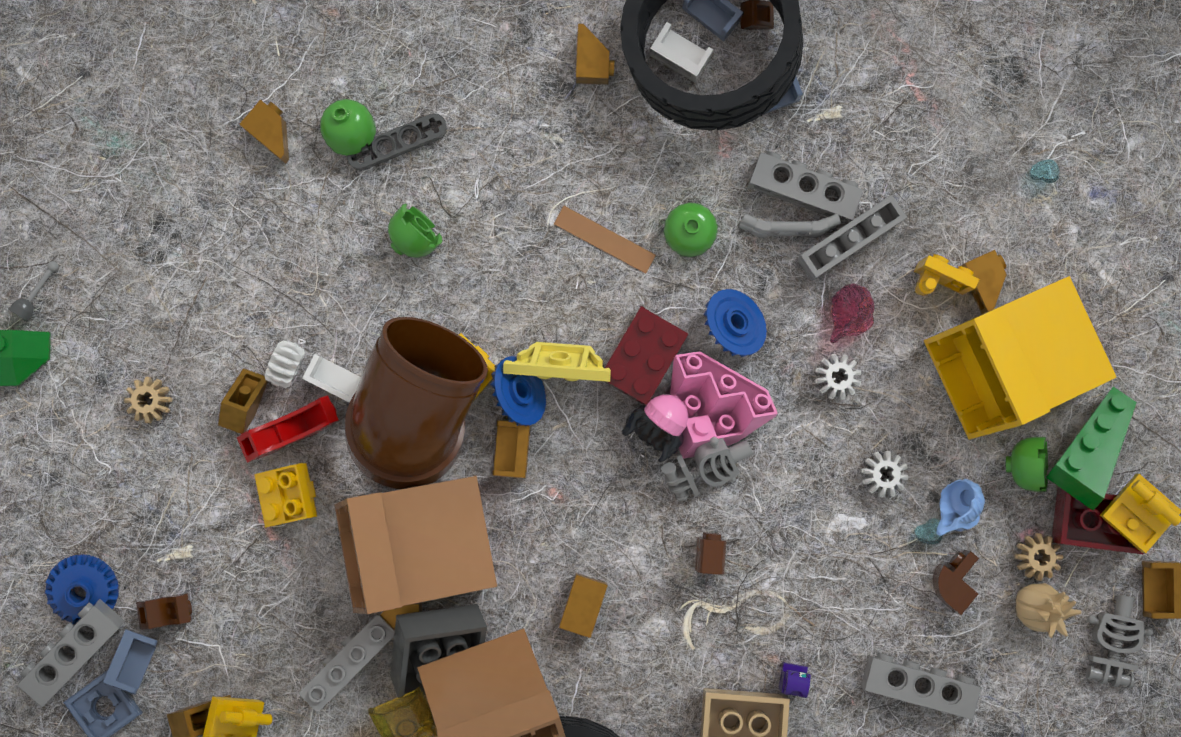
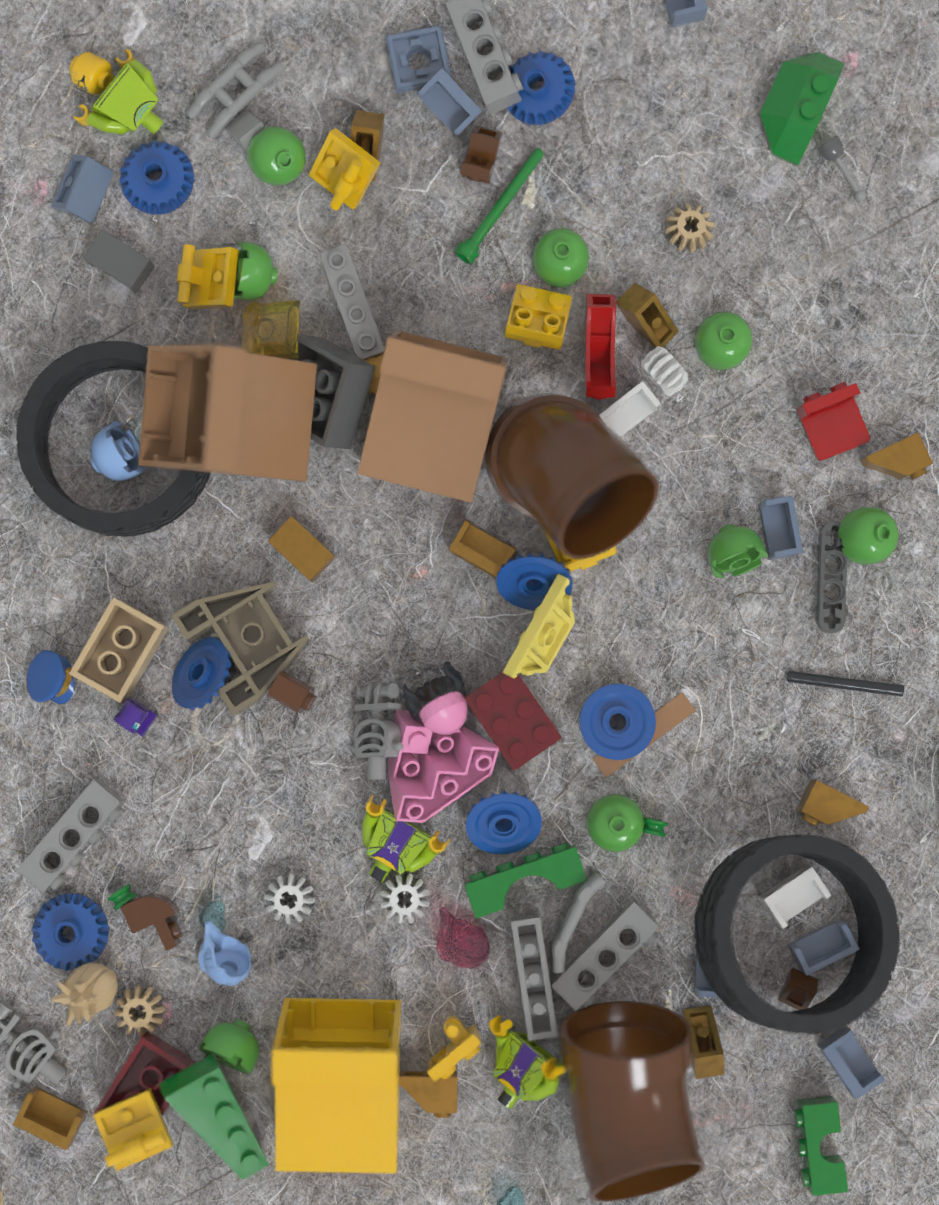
camera: 110 degrees right, 0 degrees up
(224, 500) = (560, 257): none -> bright green cylinder
(234, 326) = (723, 340): none -> bright green cylinder
(254, 583) = (468, 250): none -> green piece
(262, 200) = (833, 421): none -> red bracket
(375, 203) = (780, 527): none -> sand blue panel
(482, 90) = (845, 683): none -> black bar
(605, 247) = (638, 721): none -> blue gear
(678, 194) = (654, 827): none -> green bush
(678, 615) = (250, 635): none -> dark tan wedge
(731, 641) = (200, 673): none -> blue gear
(796, 405) = (396, 843): none -> torso
(797, 308) = (489, 891): none -> green arch
(837, 72) = (706, 1043): none -> pearl gold slope
(912, 111) = (631, 1098): none -> reddish brown cylinder
(929, 212) = (523, 1065): none -> torso
(951, 618) = (122, 897): none -> green bush
(983, 645) = (88, 924): none -> blue gear

